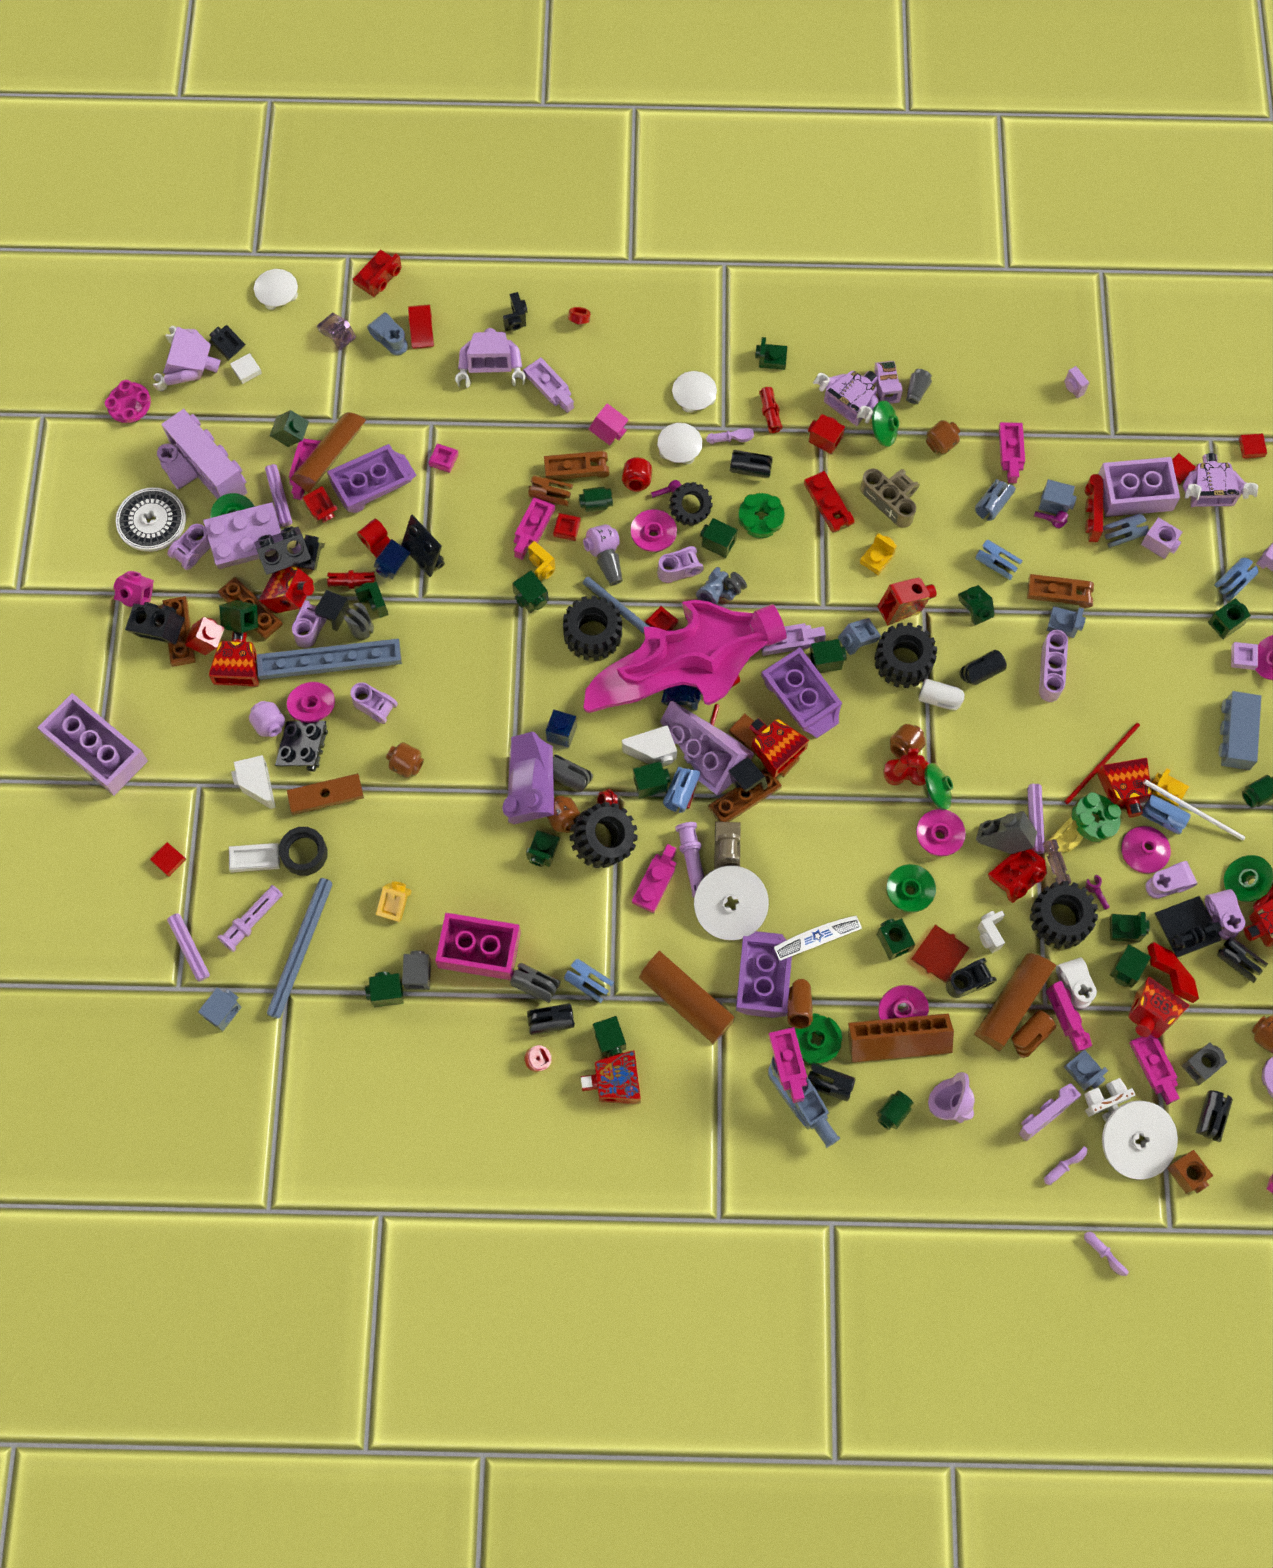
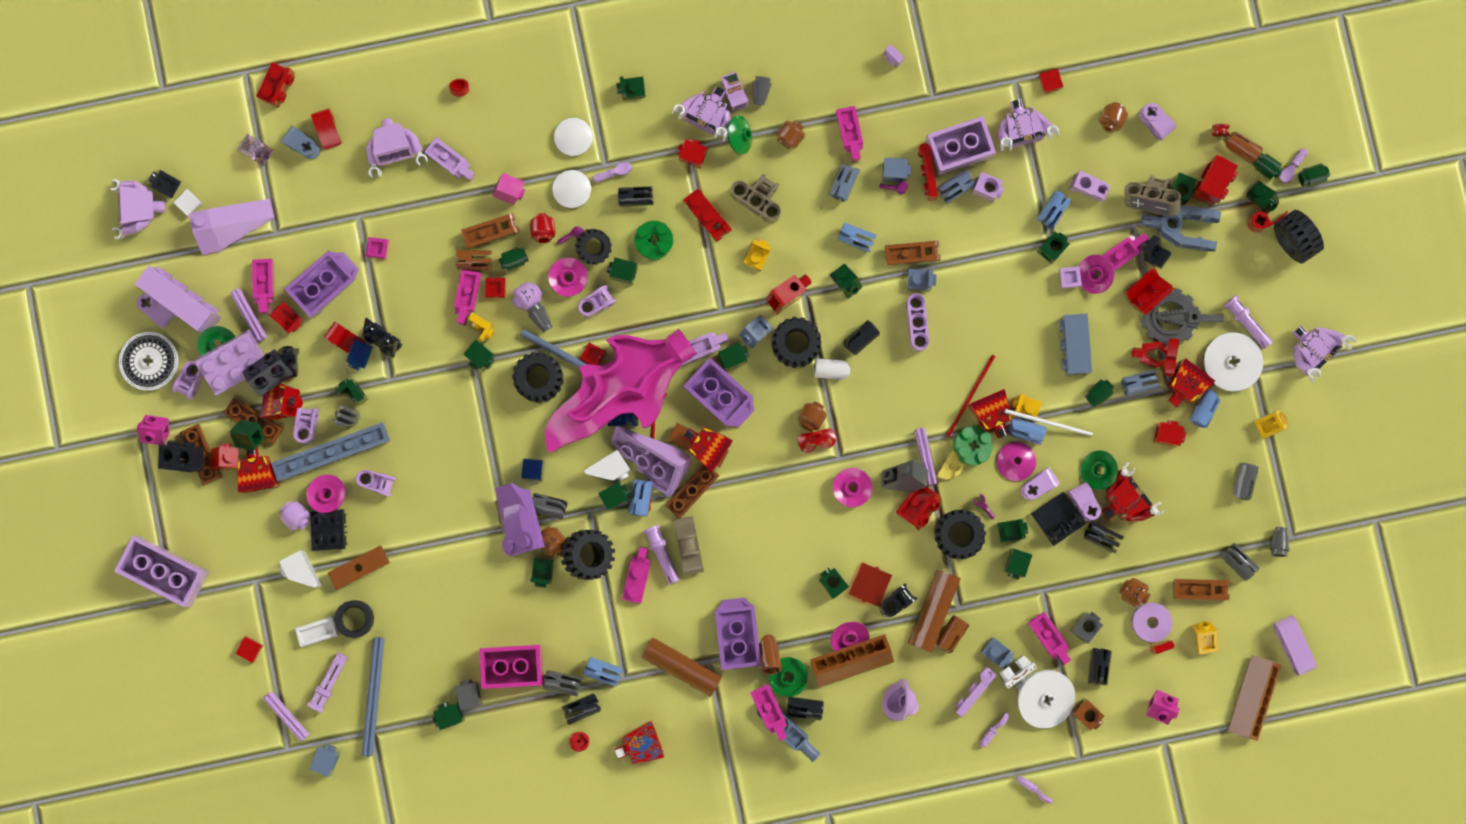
camera: 10 degrees left, 15 degrees up
(128, 402) = (97, 258): dark pink dish -> none
(274, 394) = (223, 225): none -> lavender wedge
(276, 288) = (191, 119): white dish -> none
(289, 428) = (241, 254): dark green brick -> none
(328, 451) = (279, 268): dark orange brick -> none
(333, 608) = (321, 409): black panel -> none
(350, 579) = (329, 377): red pin -> none
(393, 901) = (436, 642): yellow bracket -> none
(405, 760) = (414, 524): dark orange head -> none
(518, 318) = (406, 93): black bracket -> none
(607, 796) = (583, 521): red plate -> none
(609, 1037) = (630, 713): dark green brick -> none
(713, 894) = (704, 570): white piece -> none
(714, 588) = (629, 317): sand blue piece -> none
(736, 582) = (645, 308): dark grey bush -> none
(747, 775) = (690, 480): black panel -> none
(770, 410) = (641, 140): red pin -> none
(817, 937) = (772, 596): white sticker -> none
(894, 1110) = (858, 719): dark green brick -> none
(916, 878) = (848, 539): green dish -> none
(938, 786) = (843, 451): green dish -> none
(989, 934) = (905, 563): white bracket -> none
(1056, 861) = (948, 491): axle -> none
(1068, 1017) = (978, 615): dark pink hinge -> none
(1076, 978) = (976, 582): white piece -> none
(1155, 1009) = (1042, 595): red torso -> none
(1182, 467) = (993, 116): red tile -> none
(1182, 981) = (1046, 552): red tile -> none

